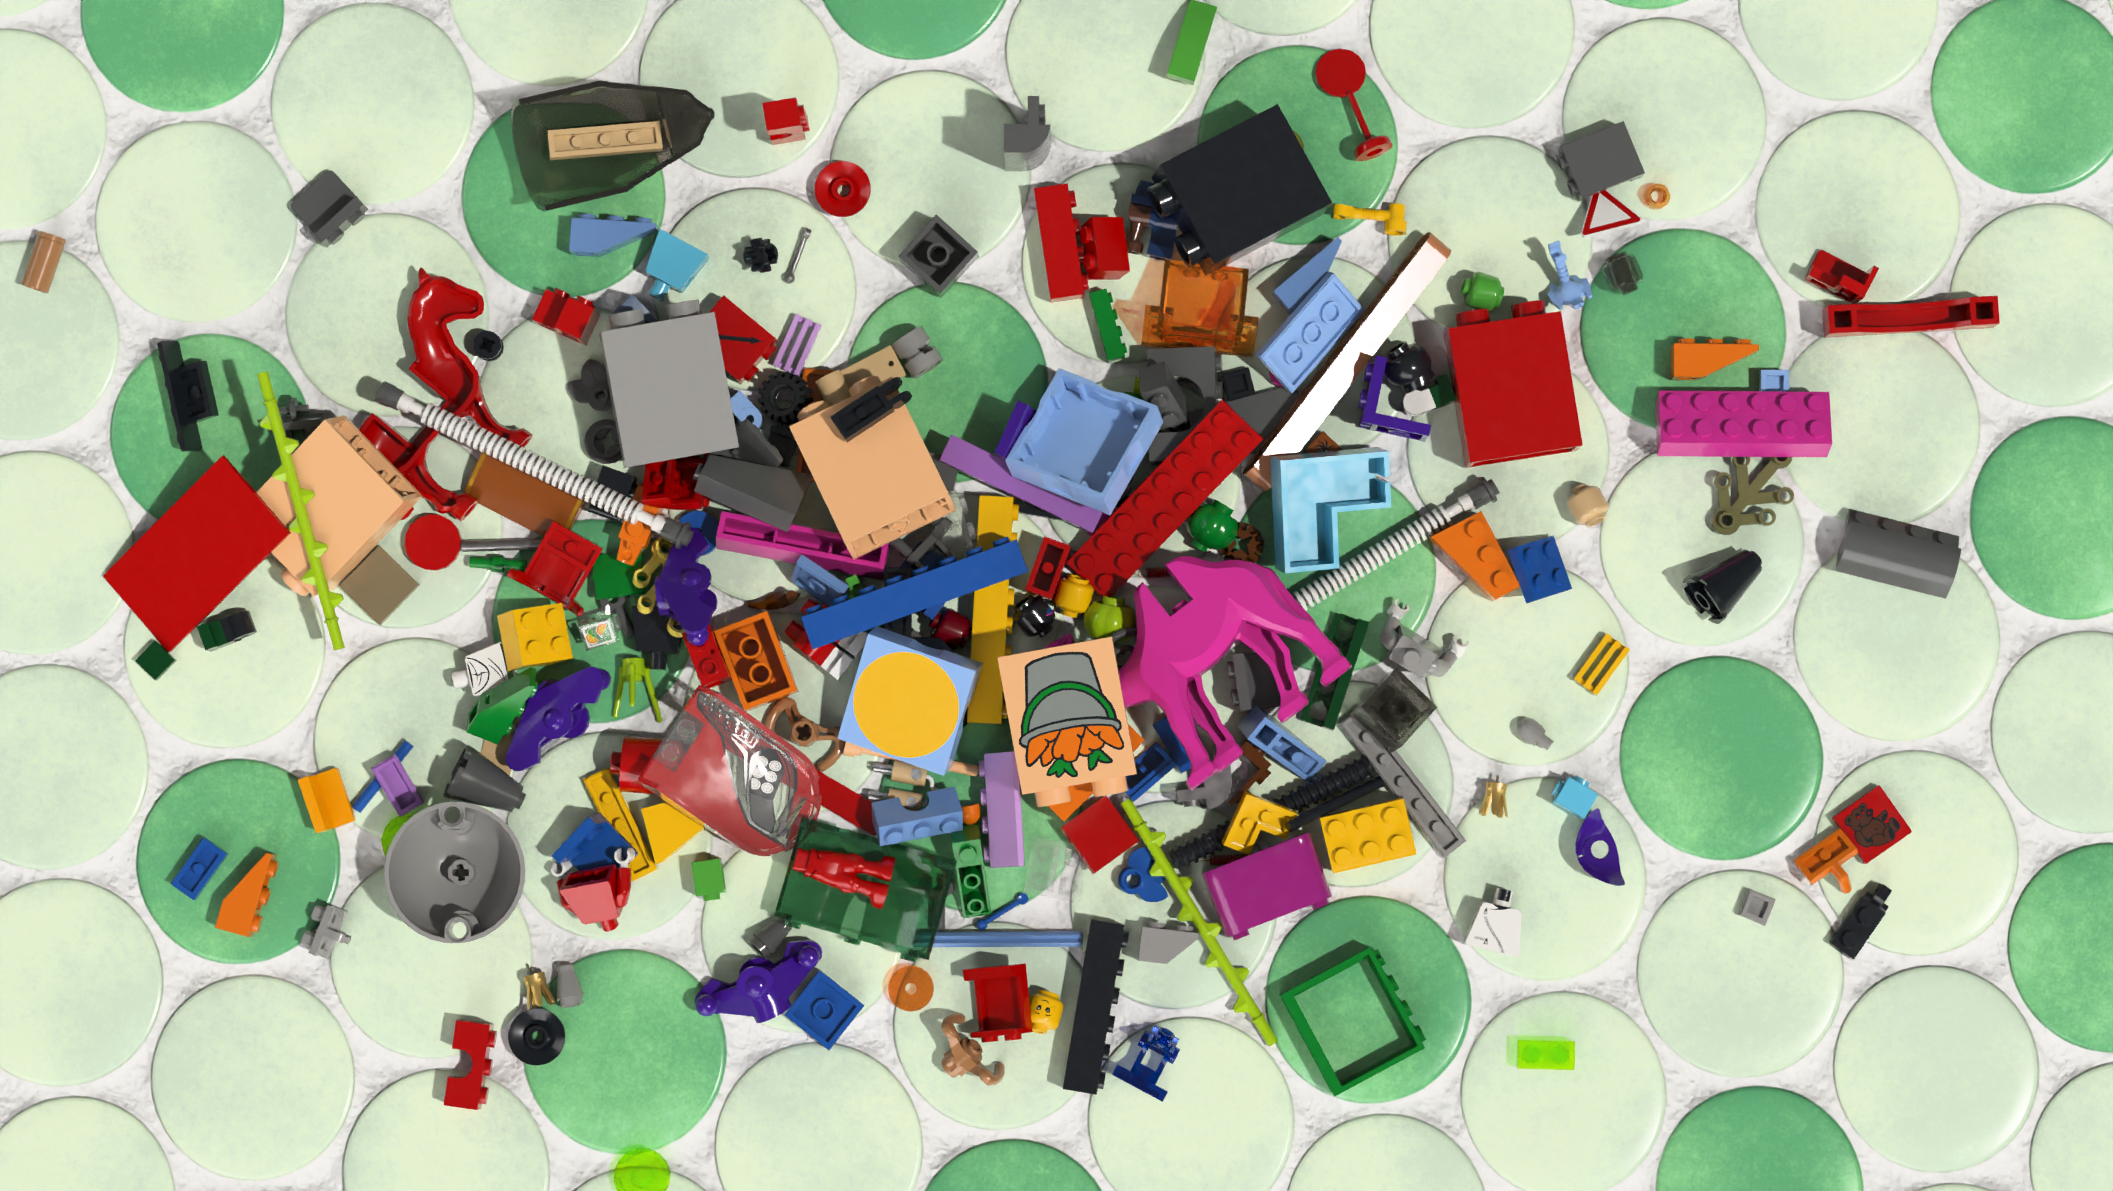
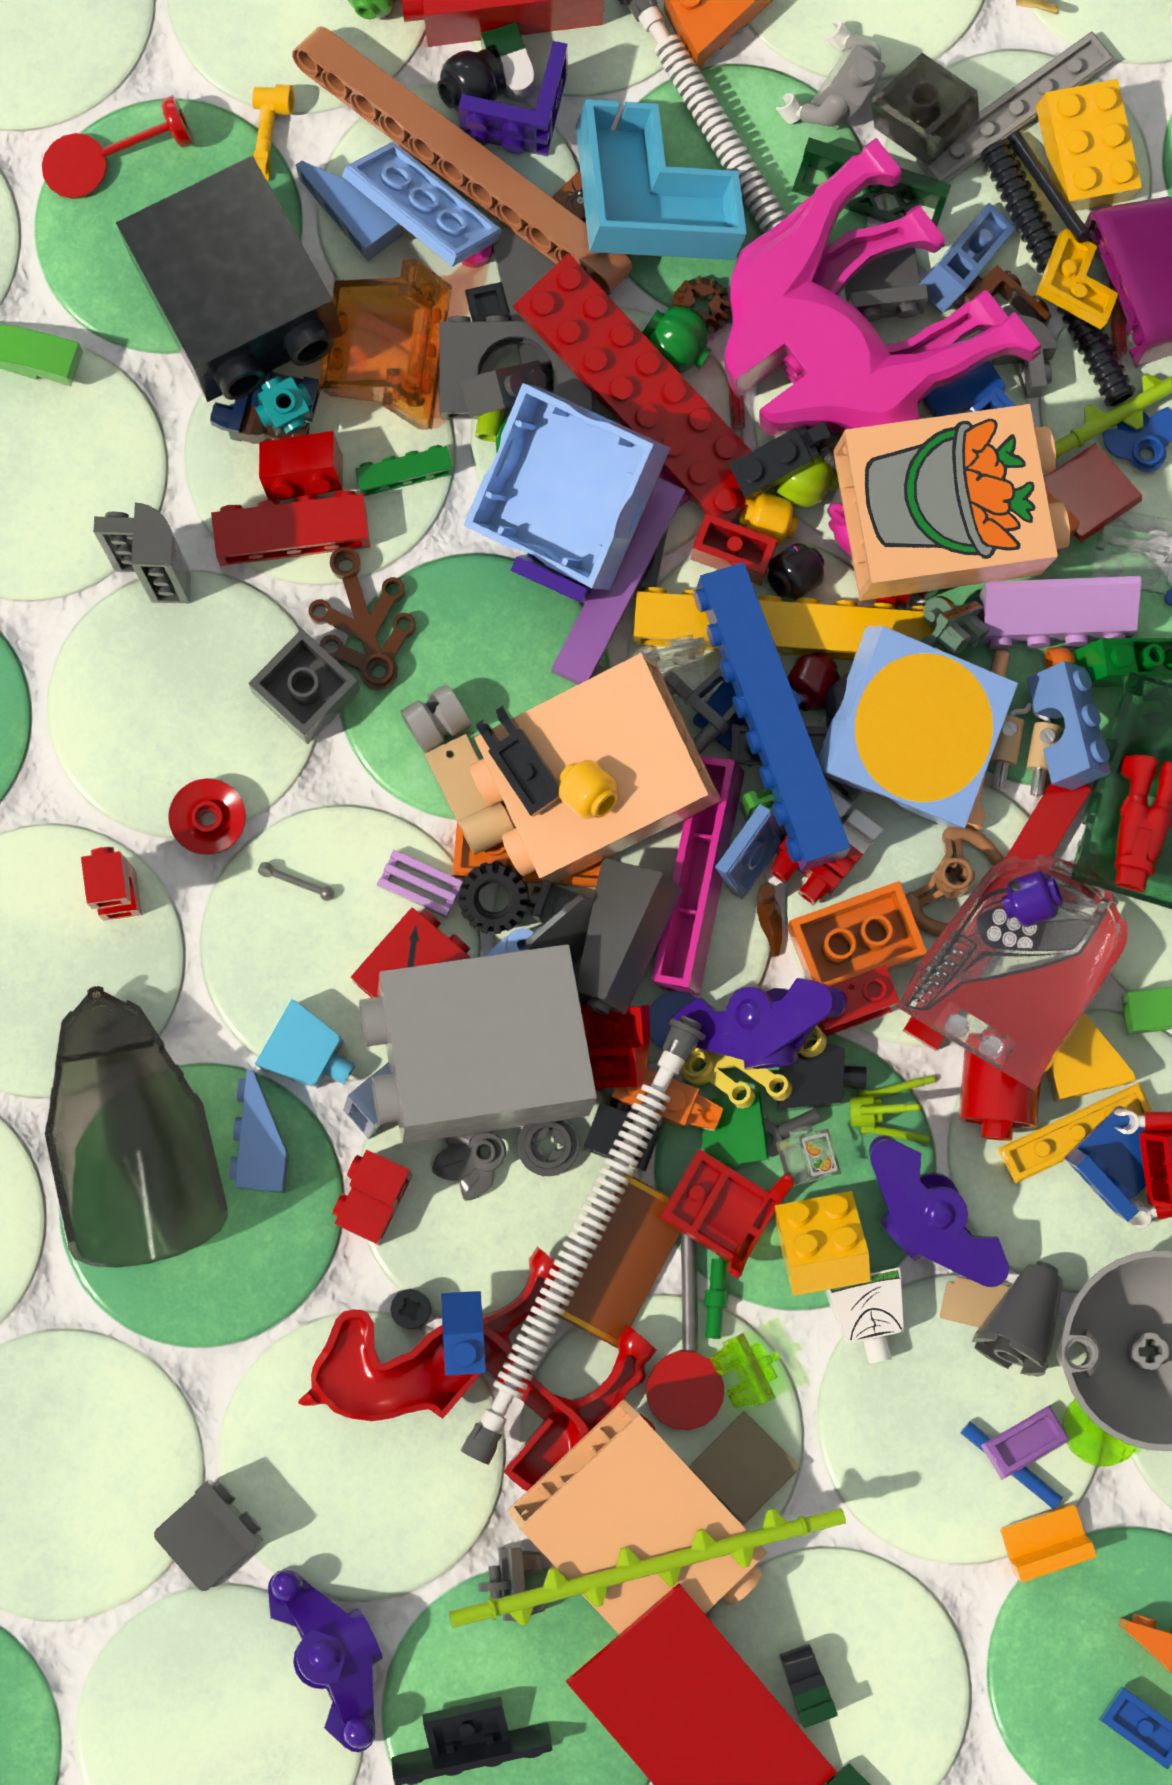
camera: 95 degrees left, 5 degrees down
(245, 296) = (332, 1656): none -> dark purple piece
(456, 578) = (752, 1367): none -> clear neon green hips
(465, 380) = (463, 1333): none -> blue slope
(496, 709) = (920, 1291): green slope -> none
(604, 140) = (127, 1139): tan plate -> none
(760, 255) = (295, 928): black gear -> none
(784, 787) = (1032, 898): none -> dark purple head
(847, 457) = (588, 789): none -> yellow head
(989, 299) = (365, 626): none -> reddish brown plant
(989, 725) = (952, 625): none -> sand green hips
(1112, 599) = (780, 459): none -> black hinge
(1155, 233) = (287, 419): none -> teal brick

